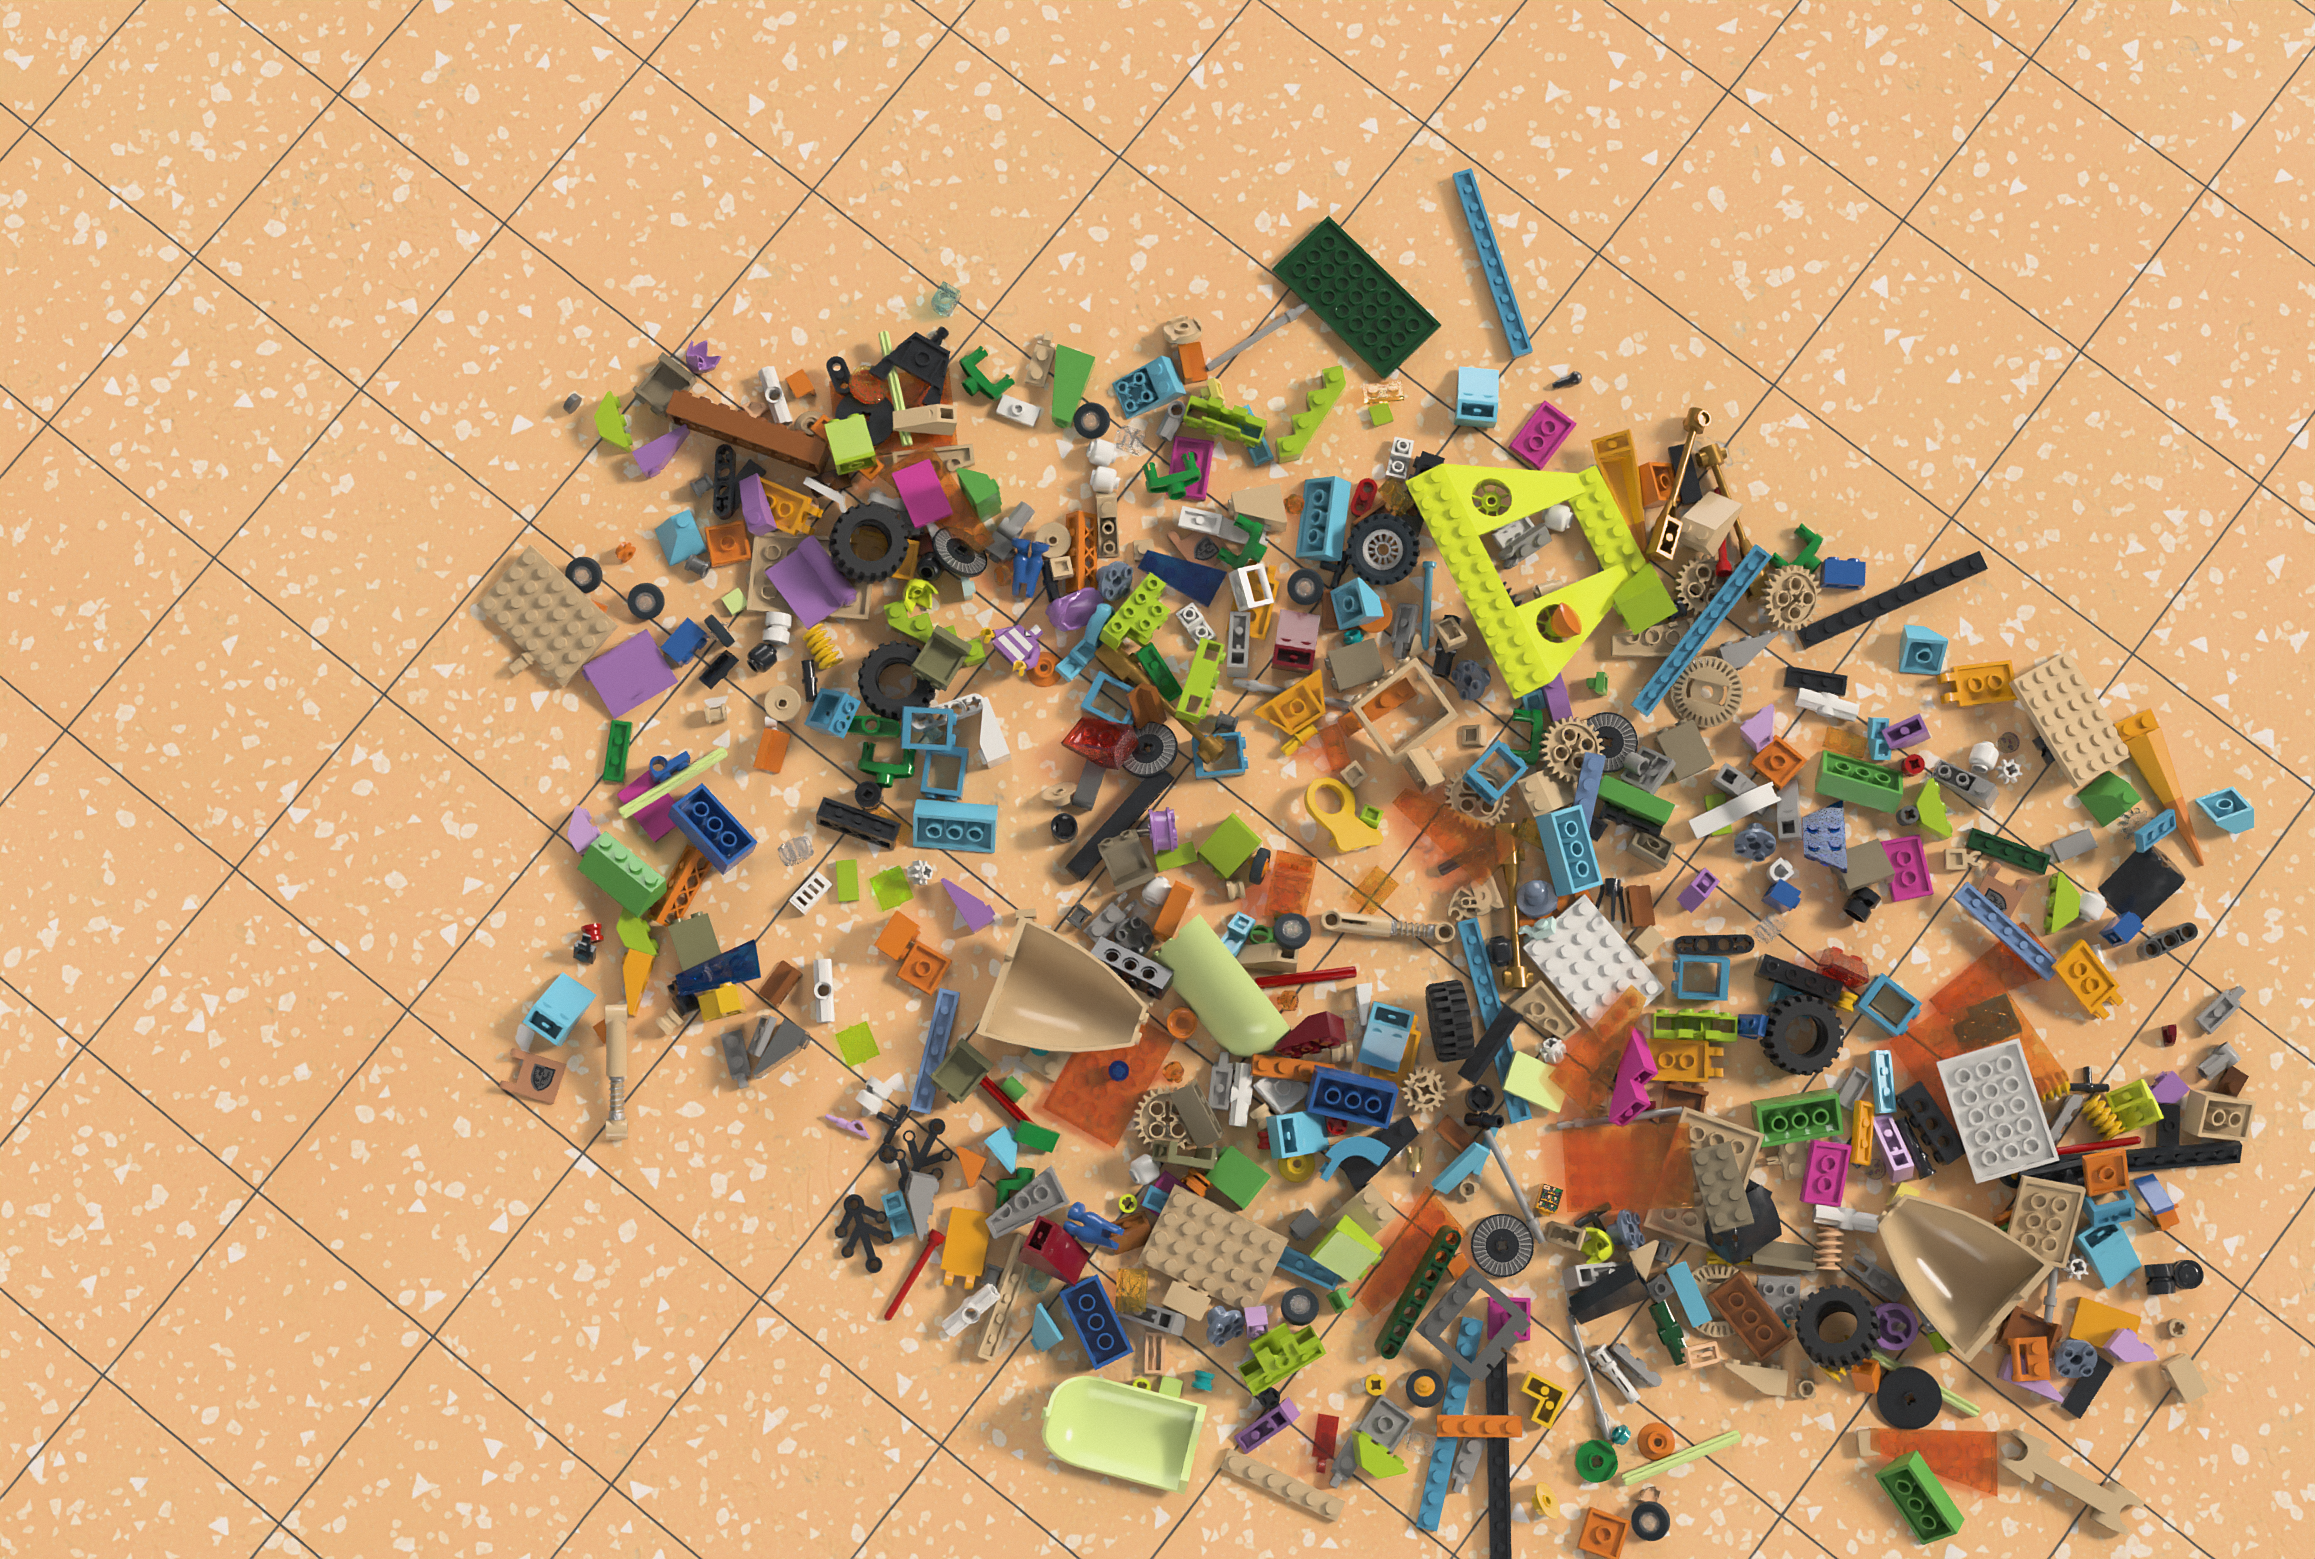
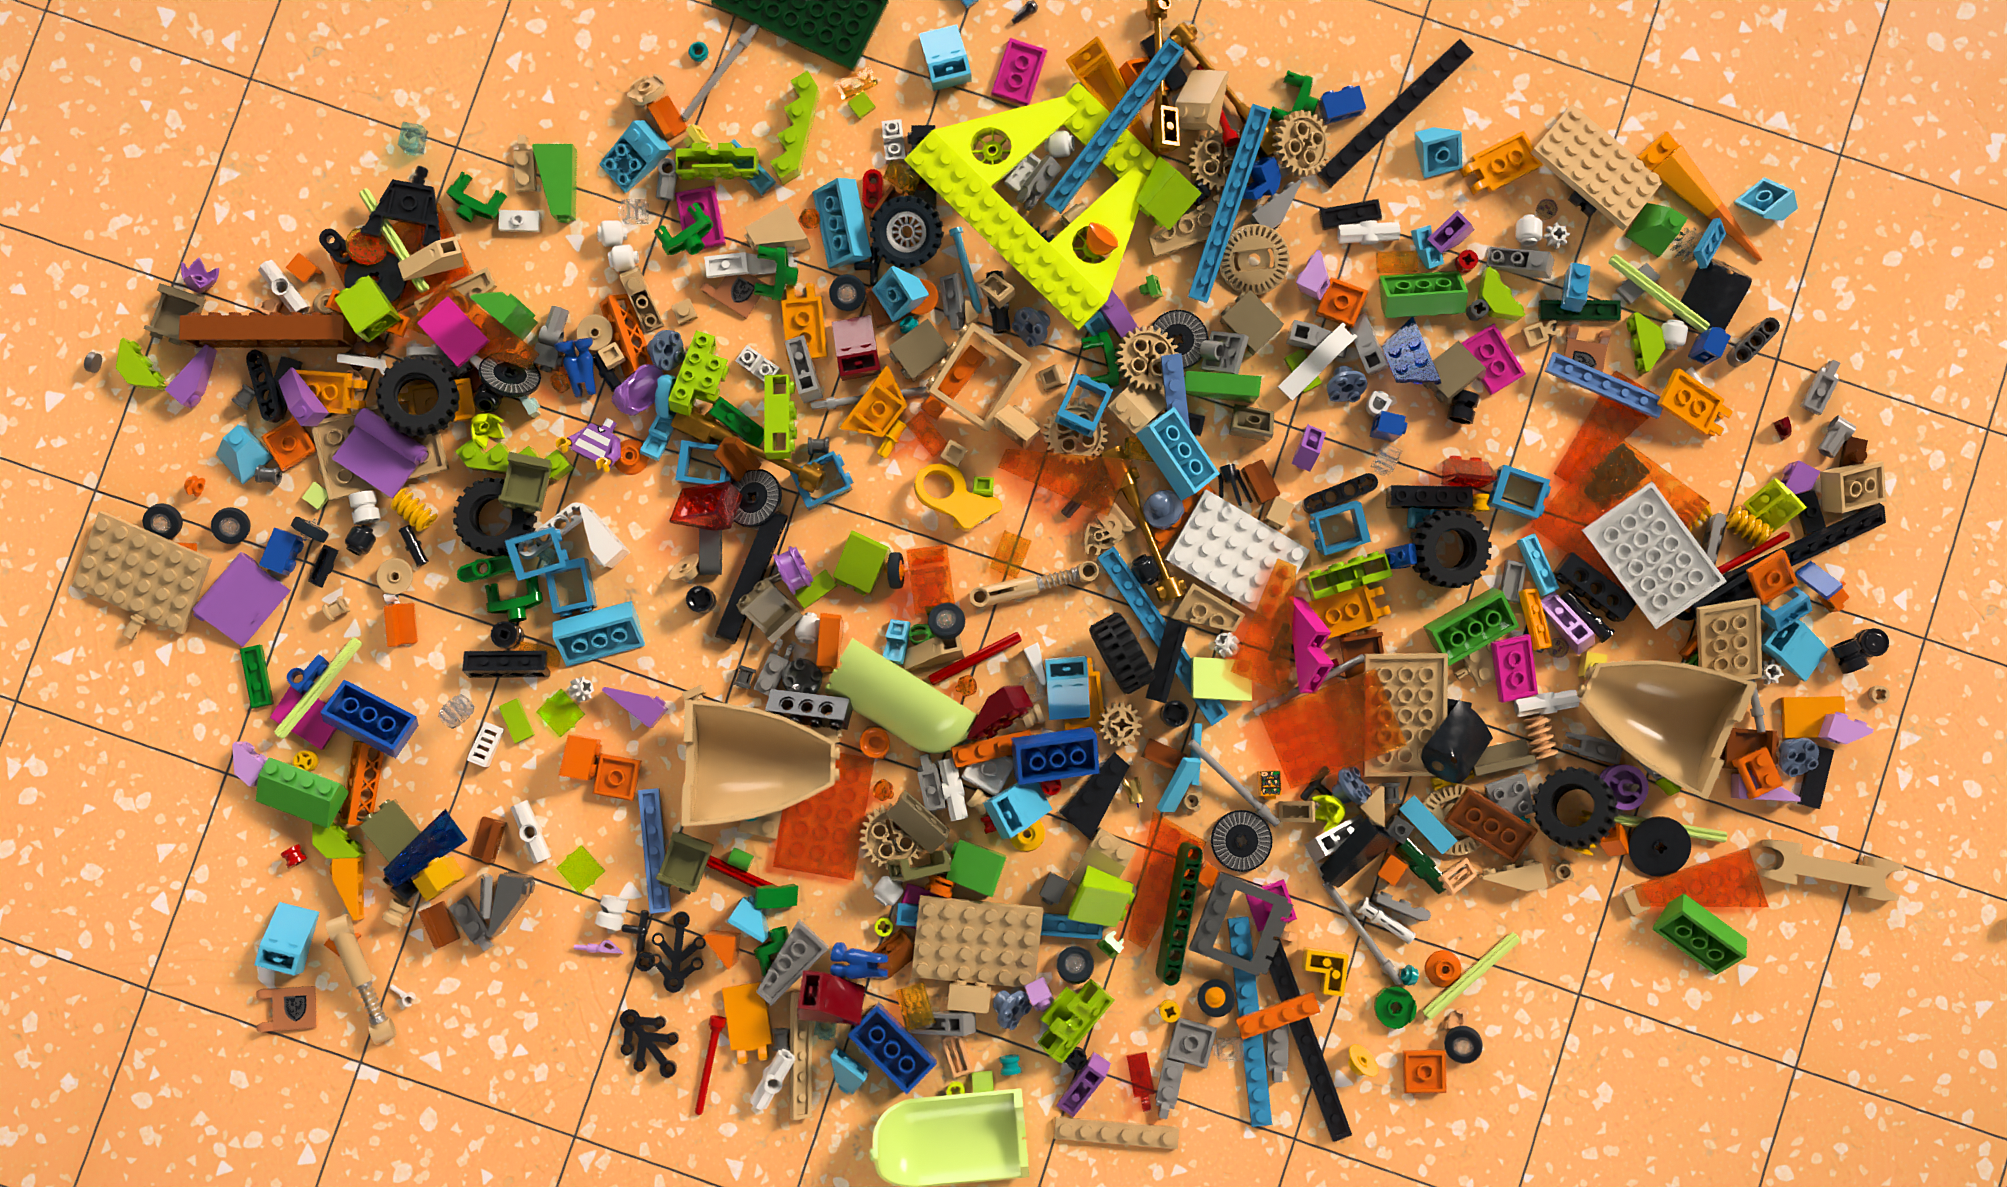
camera: 20 degrees left, 5 degrees up
(584, 950) = (292, 876): black plate -> none
(635, 843) = (301, 759): none -> yellow wheel
(646, 1101) = (403, 994): none -> white hand
(706, 1048) = (439, 925): none -> dark orange panel
(830, 712) = (447, 560): dark azure window -> none
(897, 1214) = (674, 1013): medium azure slope -> none
(919, 1195) = (686, 990): light grey slope -> none
(1091, 420) = (591, 205): black wheel -> none
(1118, 1070) = (831, 808): clear blue tile -> none
(1186, 577) = (733, 323): clear blue wing -> none
(1235, 889) = (881, 599): tan wheel -> none
(1242, 589) = (789, 317): white tile -> none
(1243, 305) = (698, 46): none -> teal plate
(1354, 1146) = (1073, 800): dark azure arch -> none
(1375, 1458) = (1193, 1080): lime slope -> none
(1484, 1120) = (1185, 732): black pin -> none
(1541, 929) = (1177, 536): light aqua plate -> none
(1616, 519) = (1114, 125): none -> dark azure plate
(1621, 817) = (1214, 405): black pin -> none
(1639, 1325) = (1391, 869): none -> orange panel
(1721, 1188) = (1425, 718): dark tan plate -> none
(1744, 620) = (1265, 177): none -> blue brick
(2010, 827) = (1575, 287): none -> dark azure brick
(2088, 1086) = (1725, 501): black piece -> none
(2090, 861) = (1658, 293): none -> yellowish green axle
(2183, 1378) = (1900, 738): tan brick -> none

